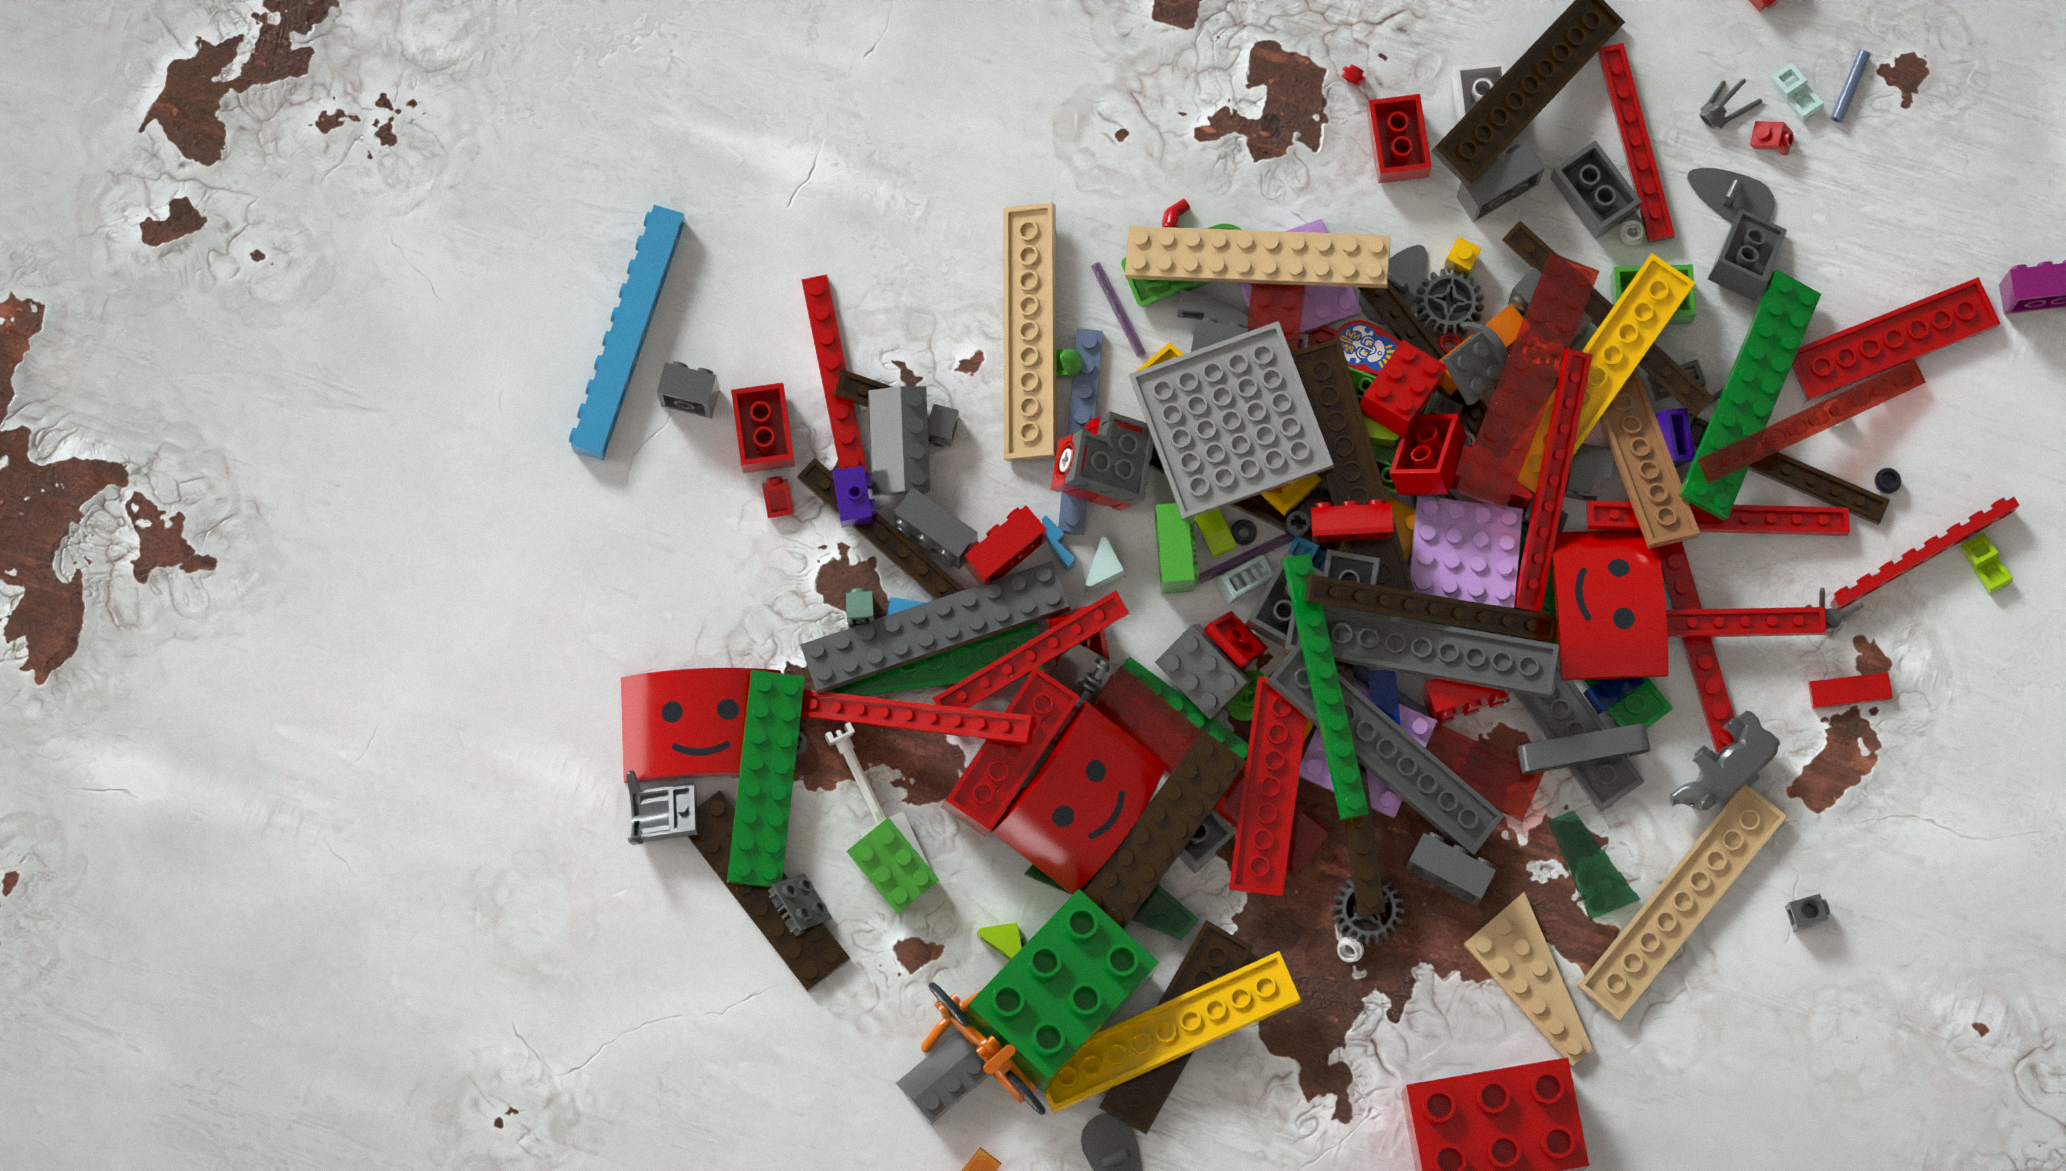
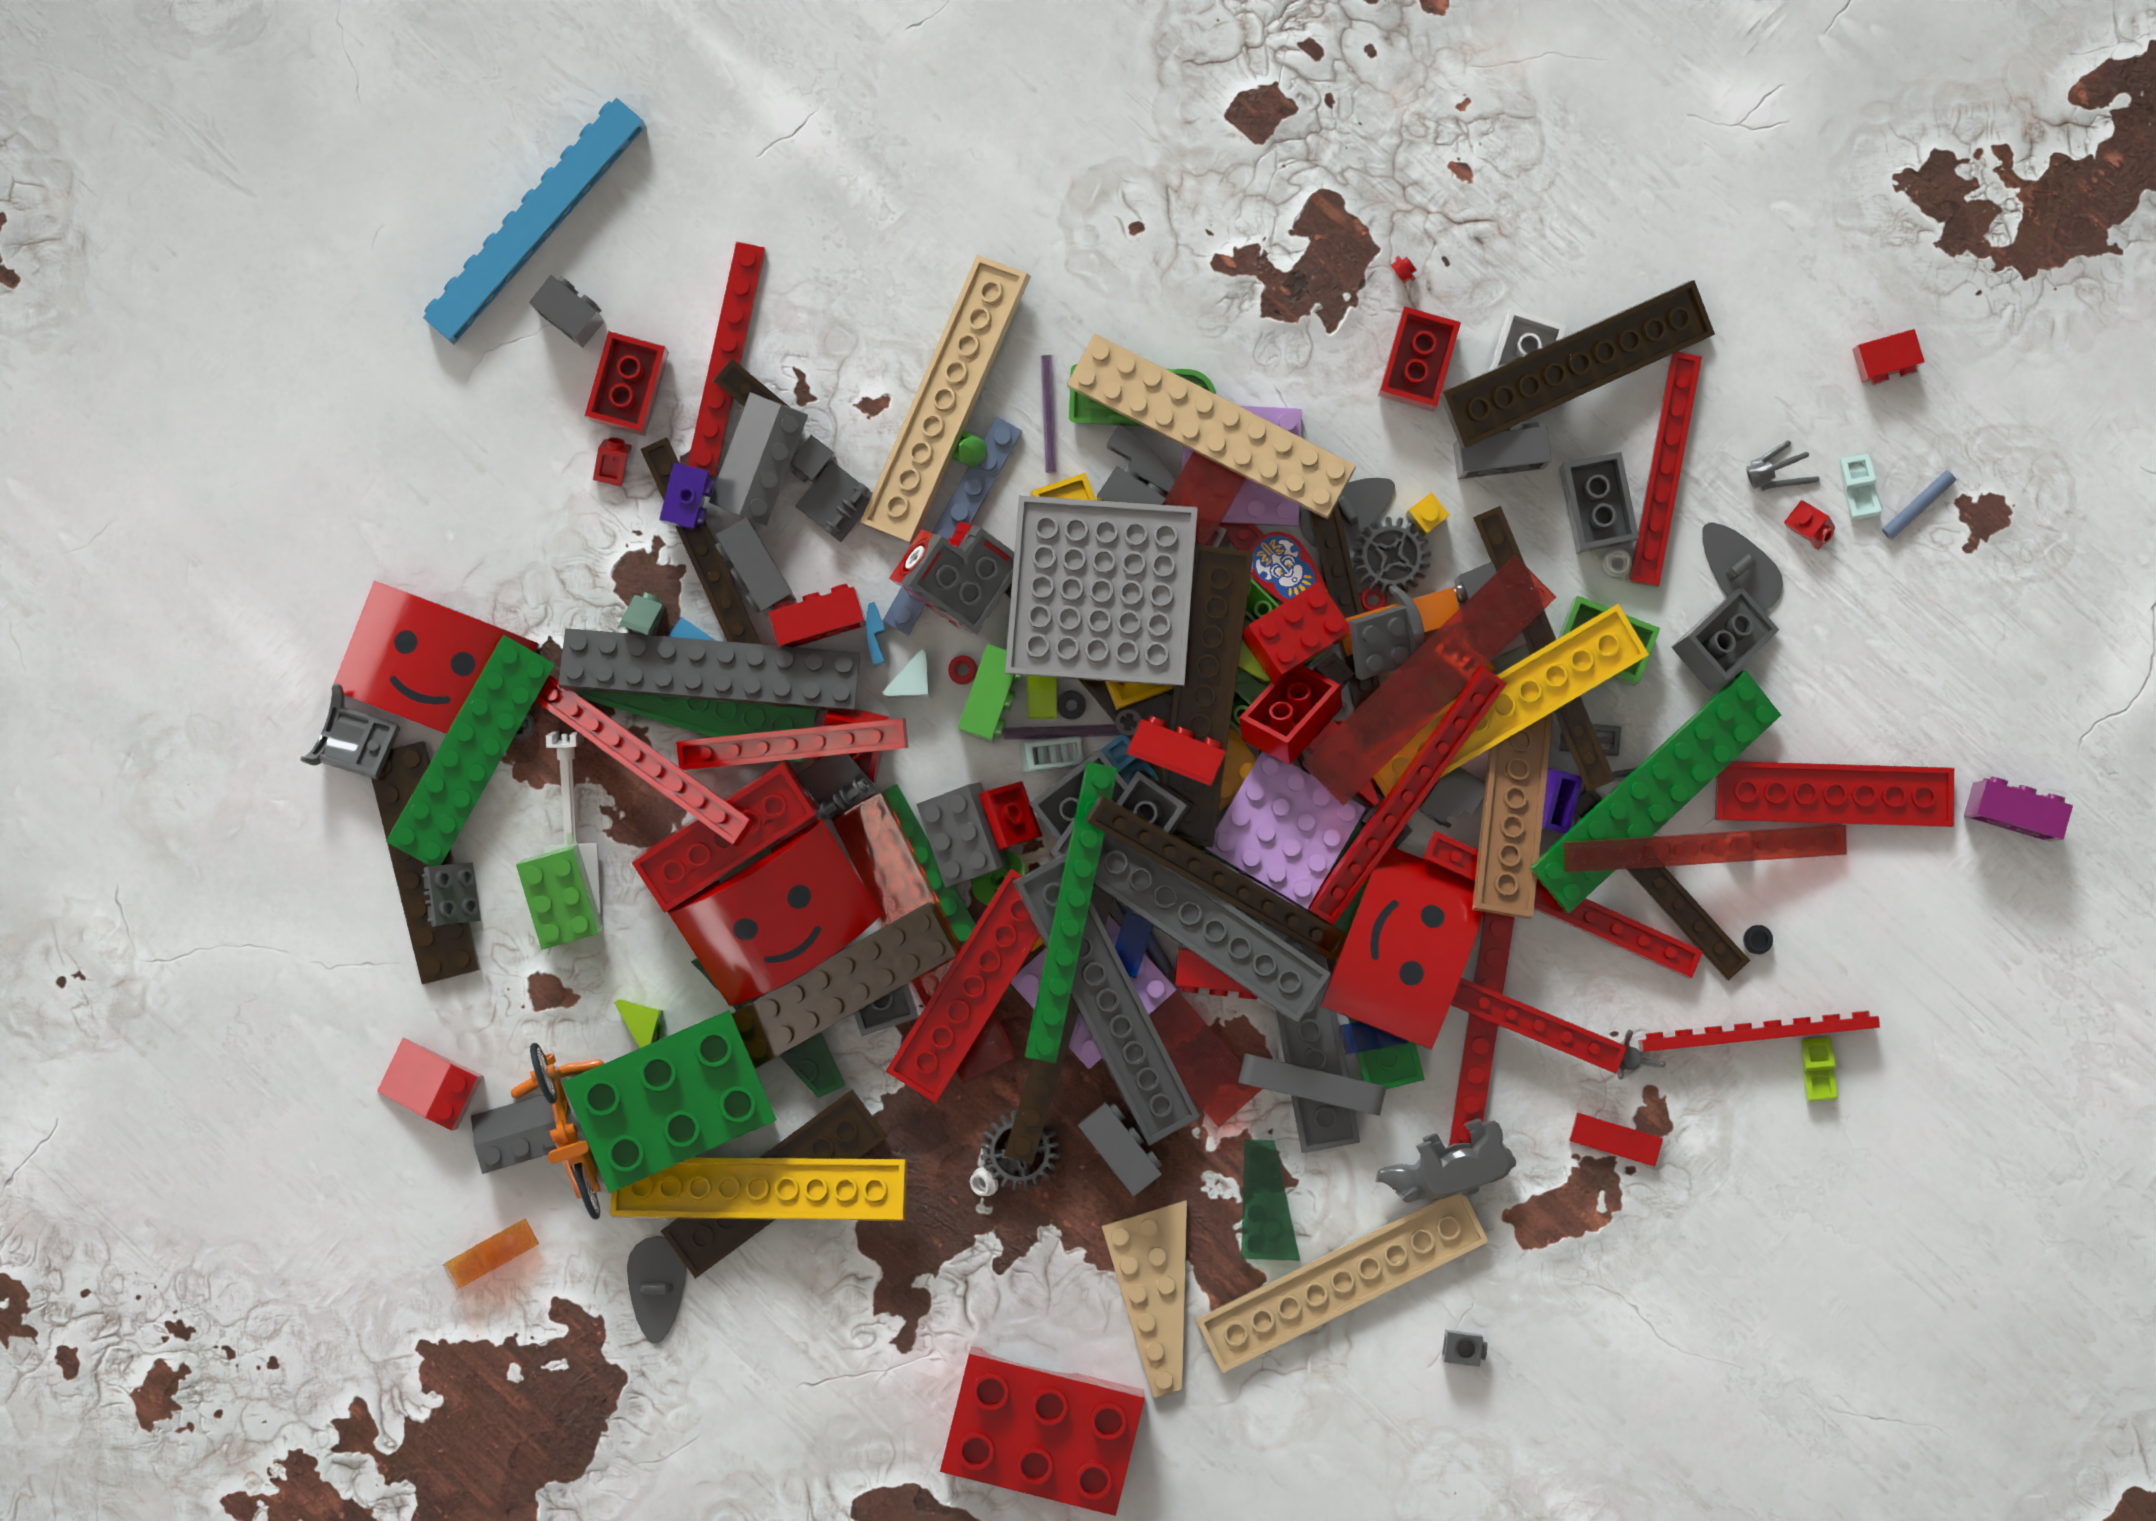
camera: 25 degrees right, 10 degrees up
(849, 1070) = (429, 1084): none -> slope
(976, 451) = (835, 501): none -> dark grey hinge
(1141, 534) = (962, 660): none -> red plate
(1172, 213) = (1148, 337): red arm -> none

